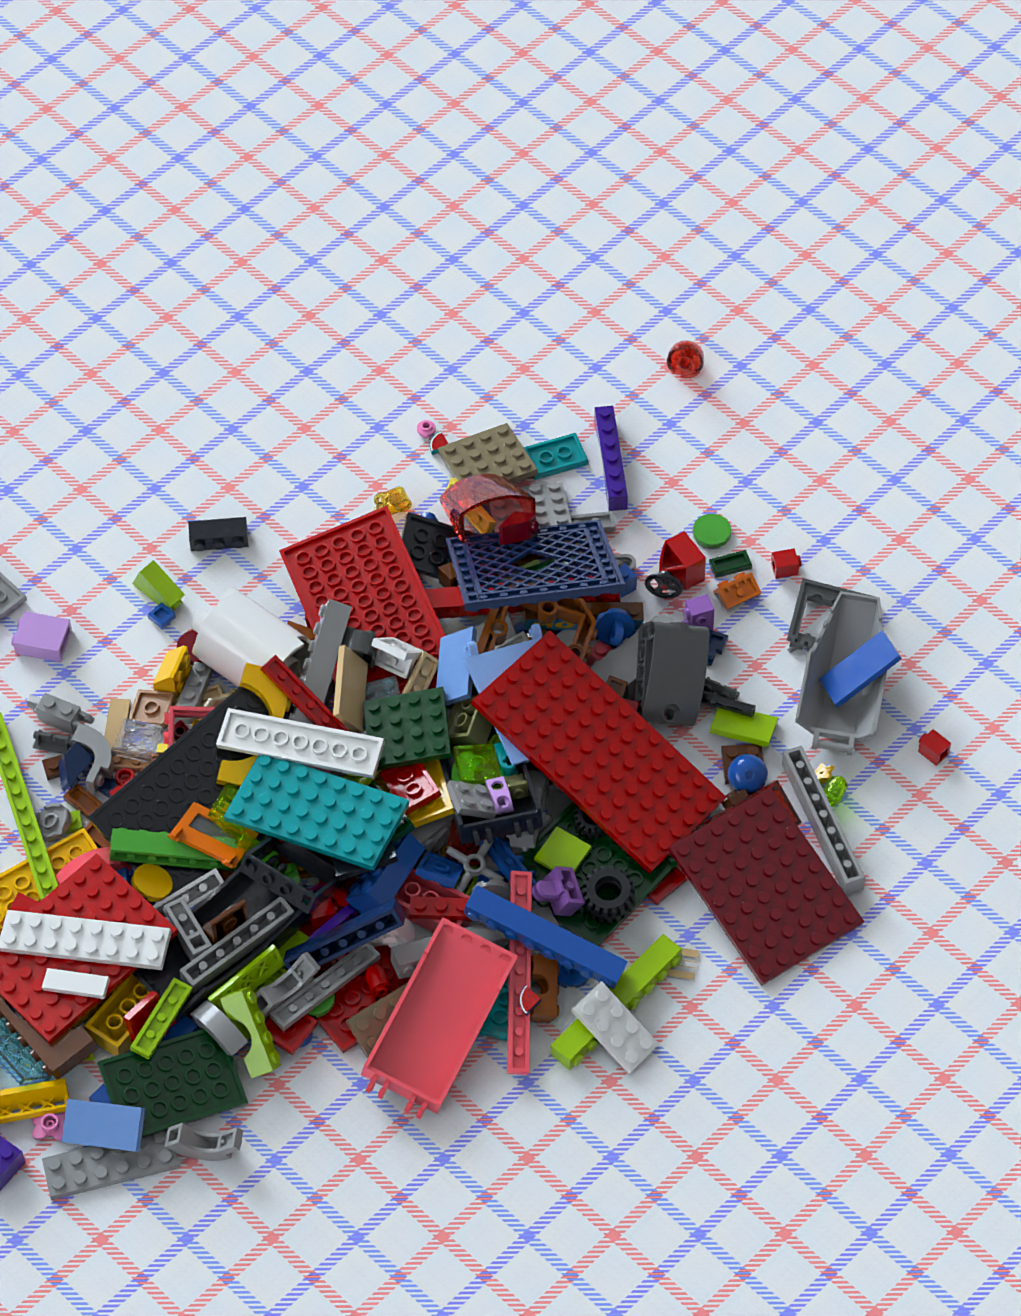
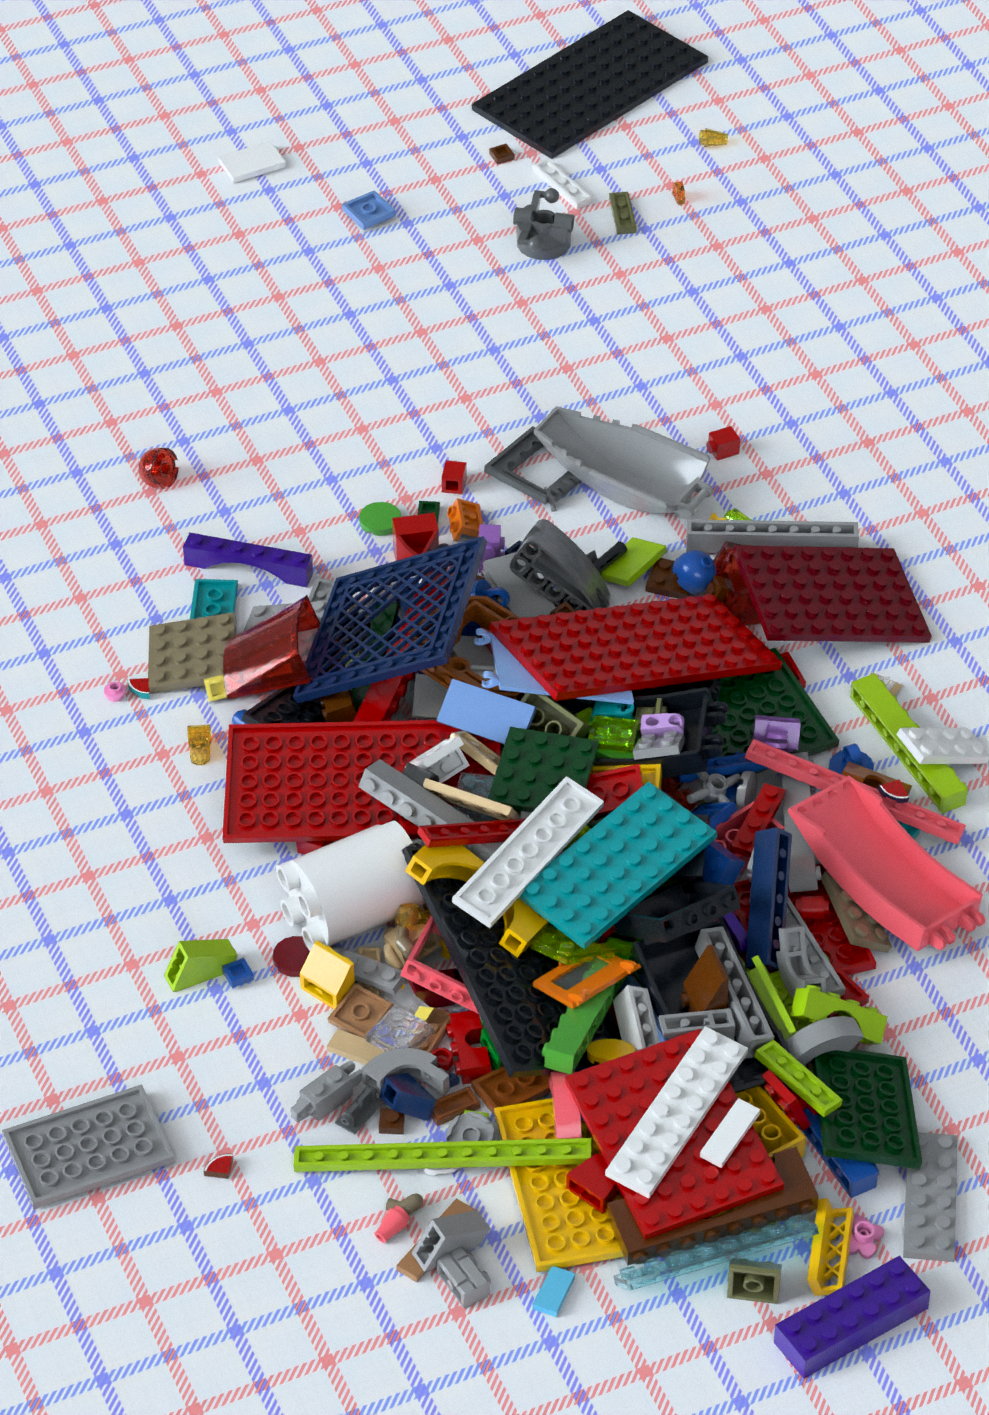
camera: 70 degrees left, 10 degrees down
(42, 636) = (207, 1084): lavender brick -> none
(103, 1125) = (896, 1175): medium blue tile -> none
(203, 1145) = (946, 1103): light grey arch -> none
(218, 534) = (155, 895): black brick -> none
(518, 527) = (322, 628): dark red slope -> none
(544, 937) = (833, 751): blue brick -> none
(562, 851) = (736, 728): lime tile -> none
(607, 879) = (797, 688): black tyre -> none
(860, 668) = (630, 444): tile -> none

